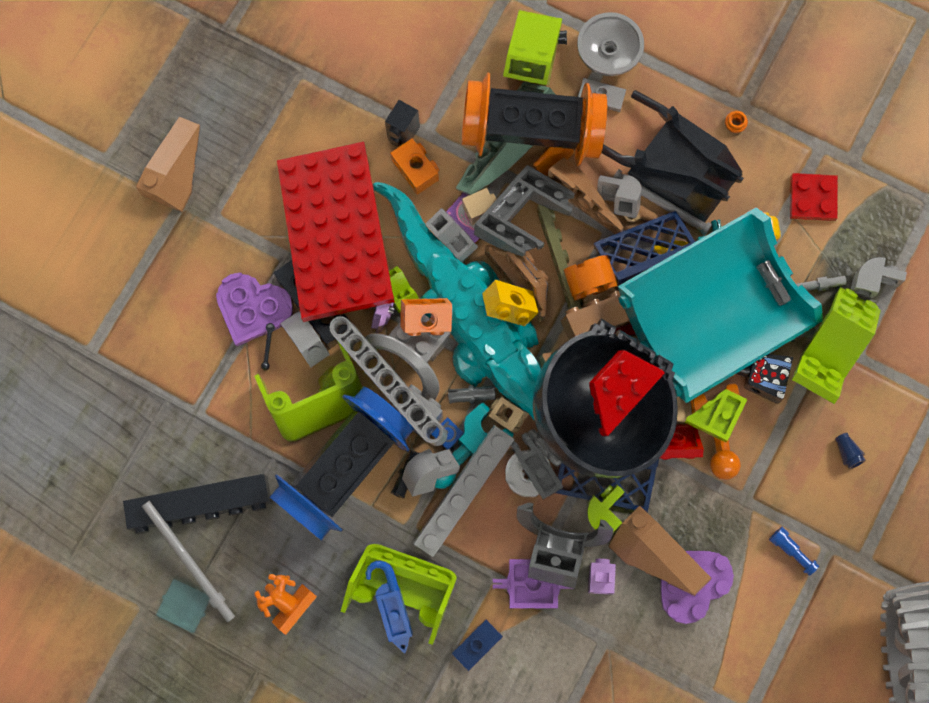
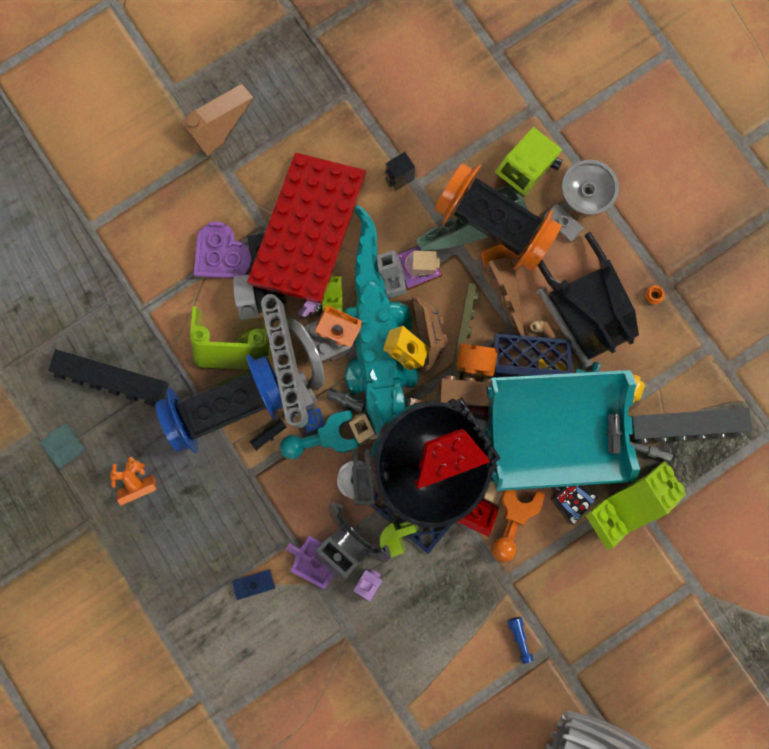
camera: 30 degrees right, 5 degrees up
(216, 599) = (86, 453): light grey bar -> none
(270, 328) = (225, 275): black hinge -> none
(392, 606) = (206, 525): blue plate -> none
(419, 178) = (394, 196): orange brick -> none
(421, 584) = (225, 509): lime windscreen -> none
(426, 468) = (281, 439): light grey brick -> none
(463, 491) = (301, 468): light grey plate -> none
(529, 185) = (470, 265): dark grey wedge -> none
(624, 192) = (538, 307): light grey brick -> none
(649, 547) = (414, 583): medium nougat wedge -> none
(688, 608) = (433, 621): medium lavender plate -> none
(718, 415) = (517, 511): lime wing -> none
(814, 197) = (682, 382): red plate -> none
(847, 234) = (691, 424): none -> dark grey brick
(850, 451) = (603, 588): dark blue cone -> none
(873, 273) = (693, 464): light grey brick -> none

